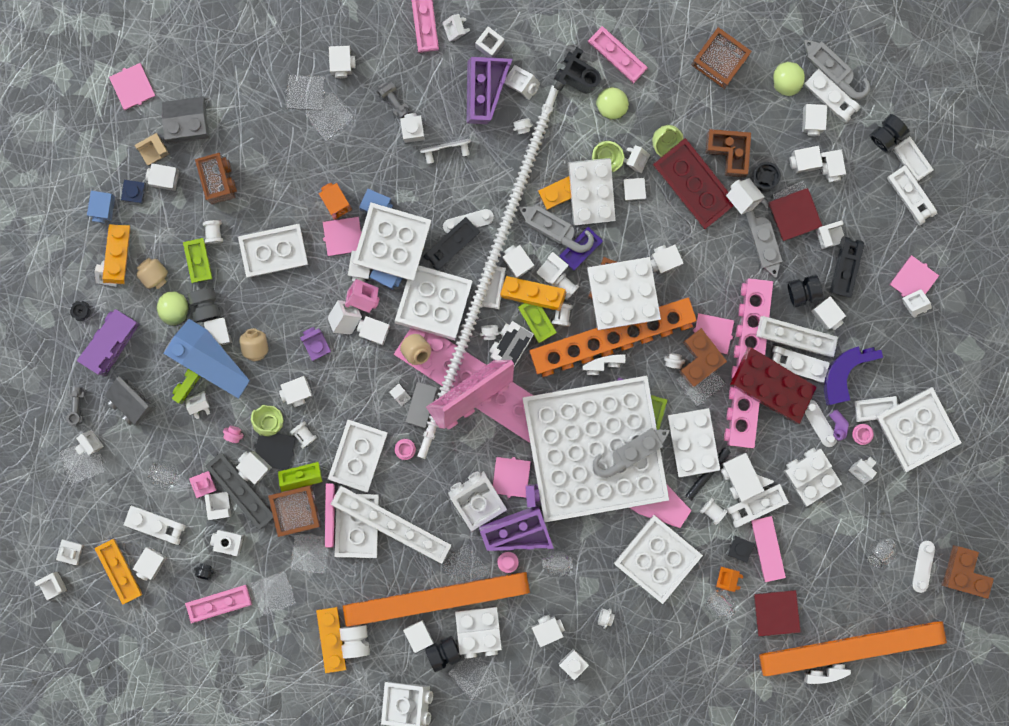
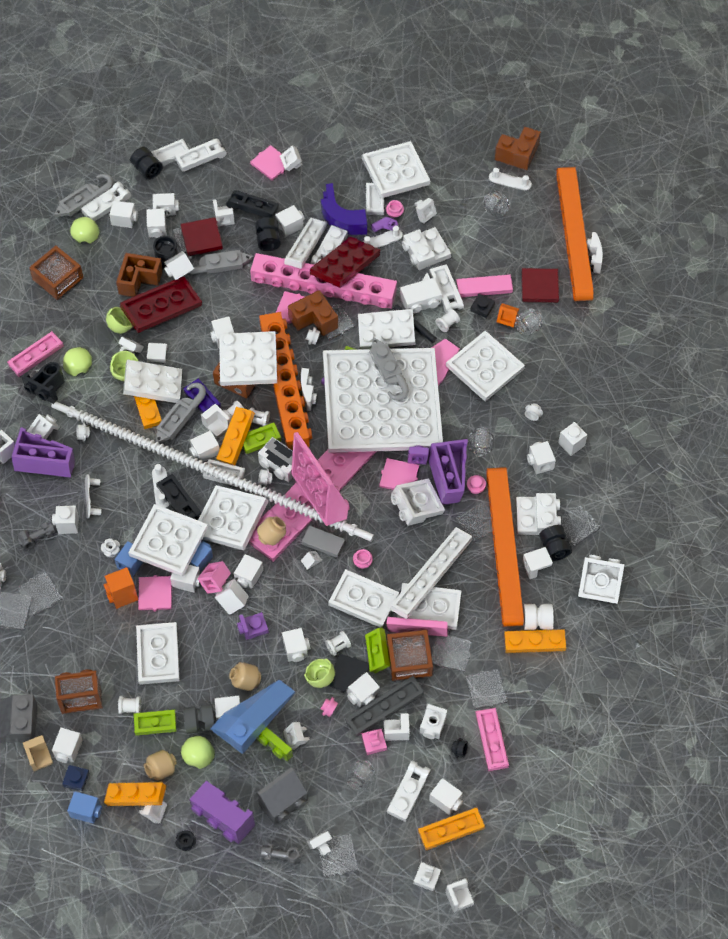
camera: 80 degrees left, 25 degrees down
(393, 181) = (113, 551): none -> white plate

